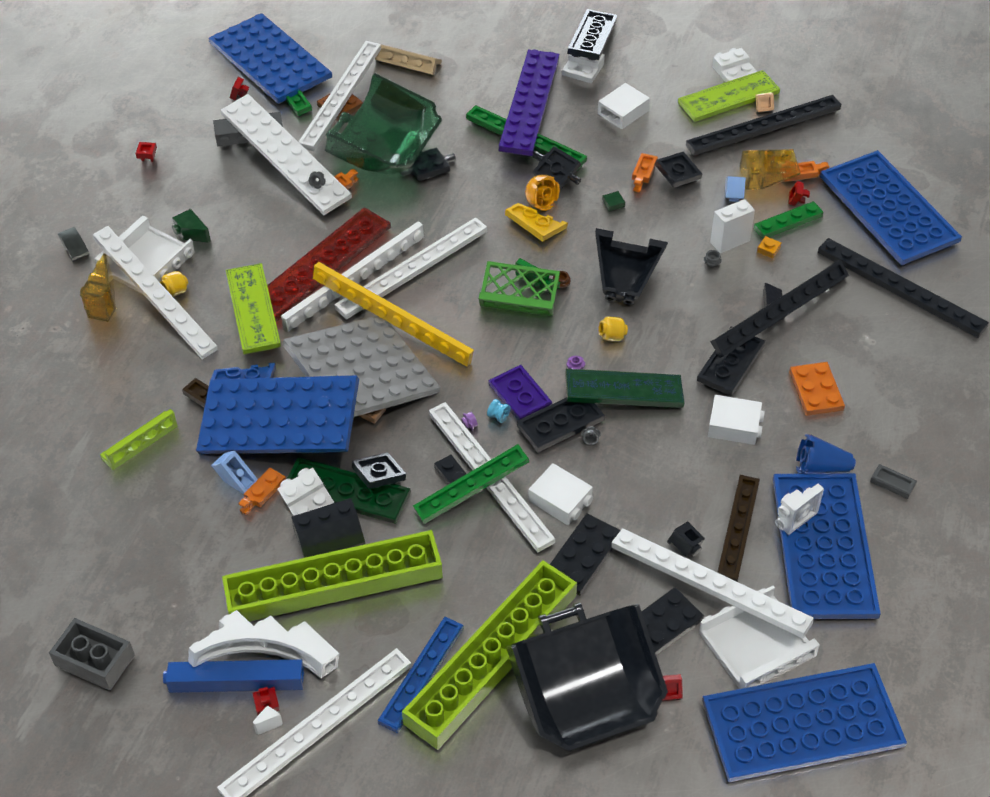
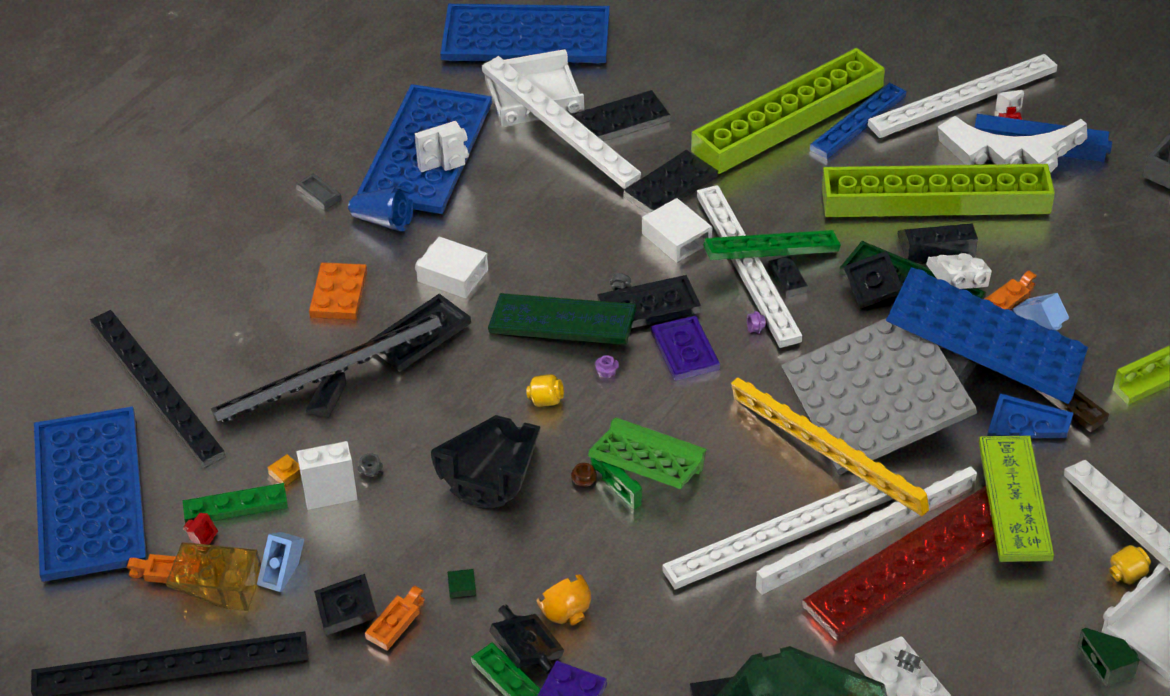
camera: 165 degrees left, 5 degrees down
(498, 410) = (718, 323): medium azure wheel -> none
(536, 224) = (586, 557): yellow wing -> none
(589, 676) = (711, 67): black windscreen -> none
(674, 687) = (631, 67): red tile -> none
(686, 539) = (563, 168): black brick -> none
(738, 527) = (503, 174): dark brown plate -> none

